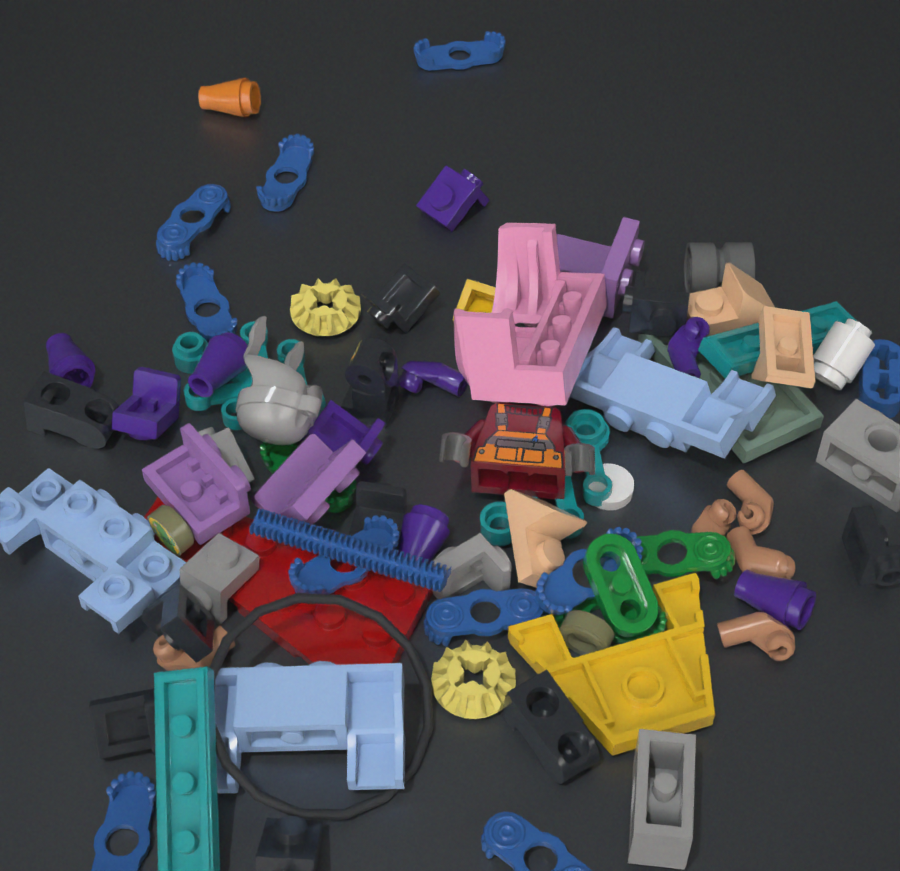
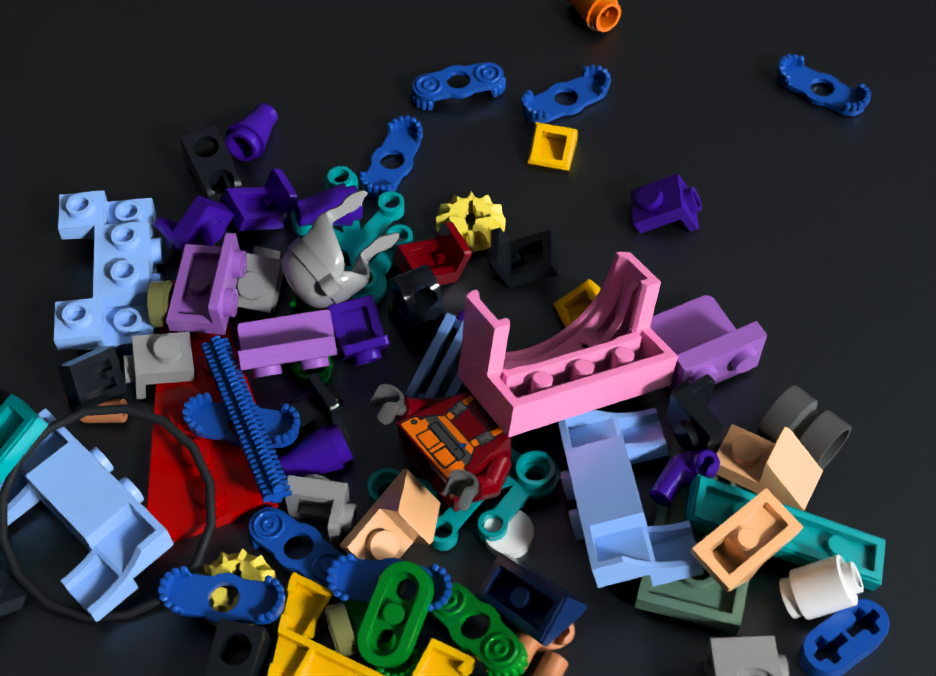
camera: 45 degrees right, 5 degrees up
(126, 455) = (200, 225): none -> dark purple bracket
(320, 214) = (552, 146): none -> yellow slope
(335, 344) = (444, 254): none -> dark red bracket
(427, 375) = (431, 358): none -> medium blue tile
(510, 664) = (191, 593): none -> blue piece
(684, 506) = (529, 599): none -> dark blue slope
(756, 502) = (600, 650): nougat arm -> none

